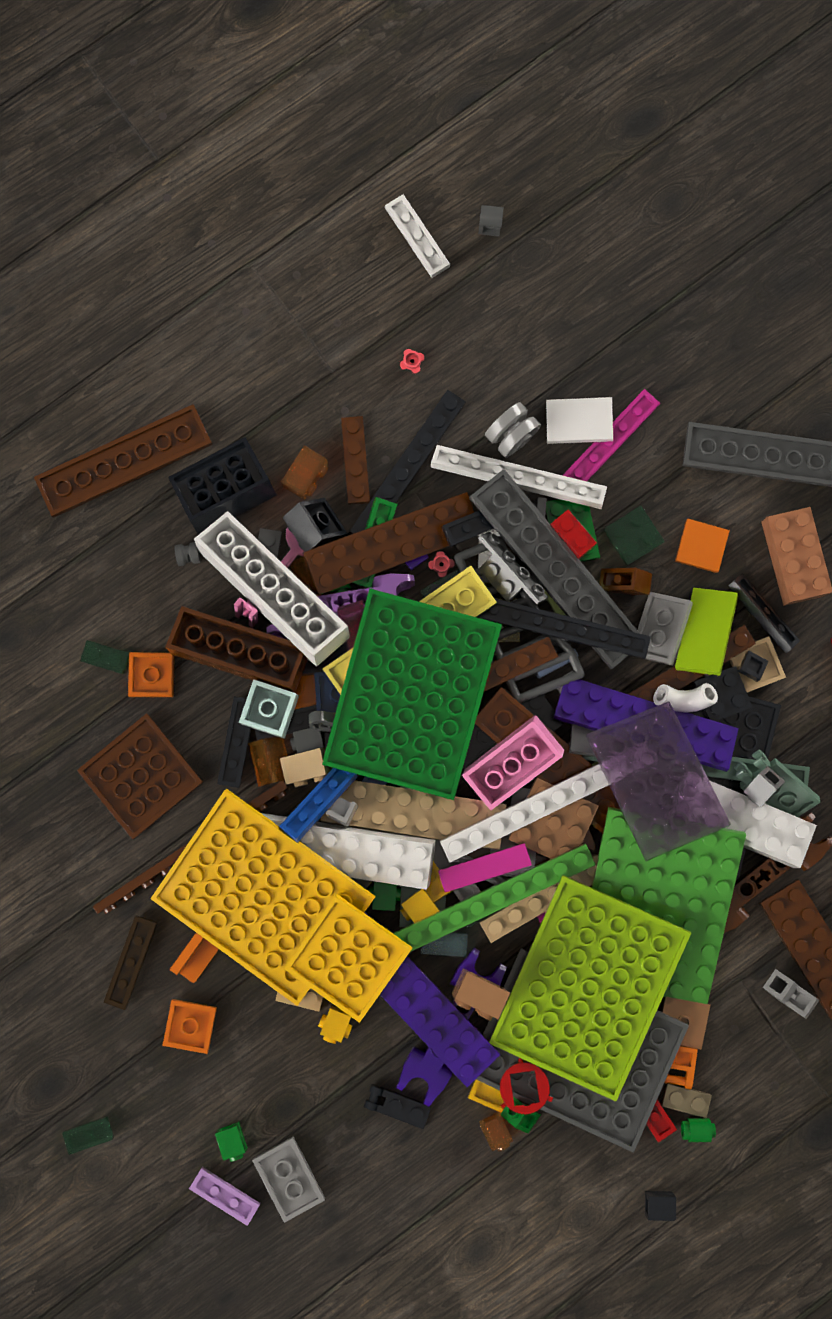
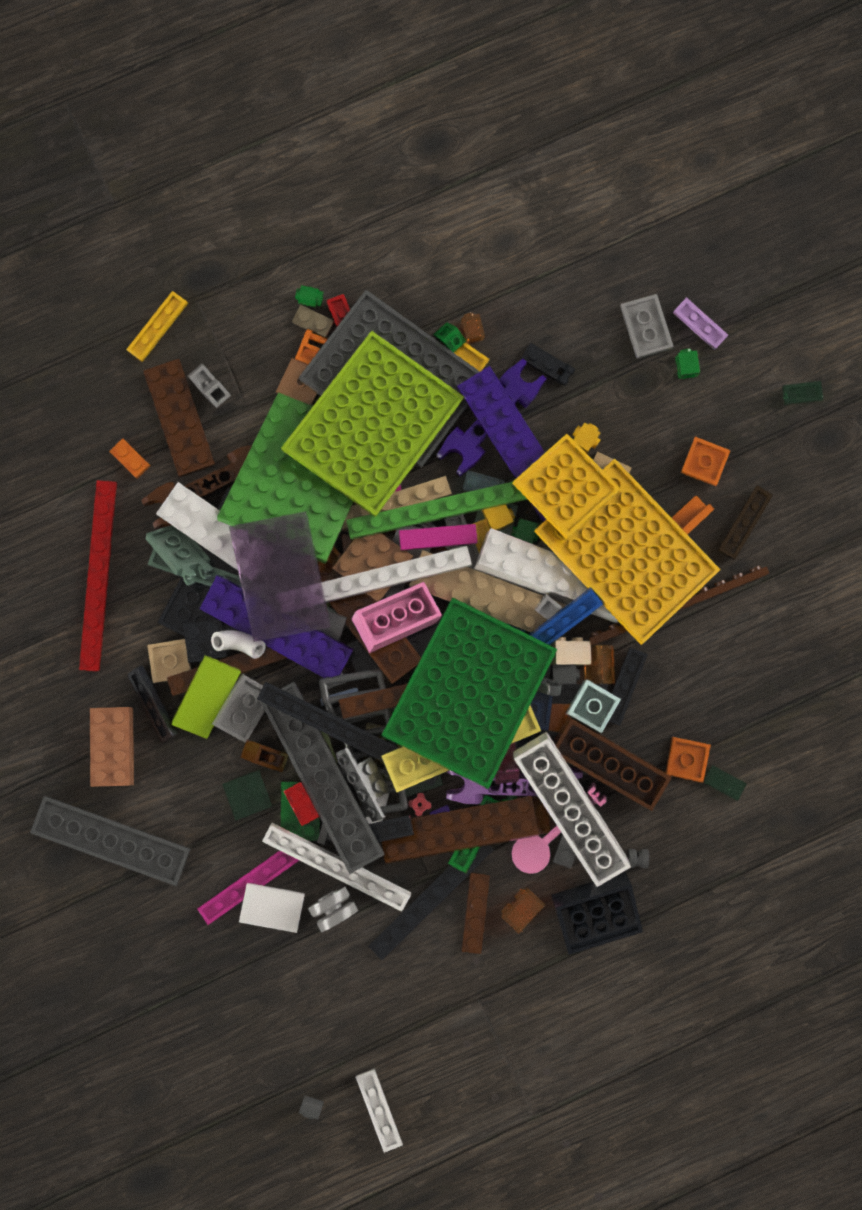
camera: 170 degrees left, 0 degrees up
(122, 460) = (679, 954): reddish brown plate -> none
(140, 776) = (711, 674): reddish brown plate -> none
(314, 524) = (523, 860): black slope -> none
(412, 355) = (407, 988): coral plate -> none
(480, 994) = (464, 434): medium nougat brick -> none
(542, 1087) = (457, 356): red piece -> none
(660, 1205) = (353, 245): black panel -> none
(702, 545) = (190, 774): orange tile -> none
(753, 666) = (173, 659): black plate -> none
(763, 786) = (192, 553): brick -> none

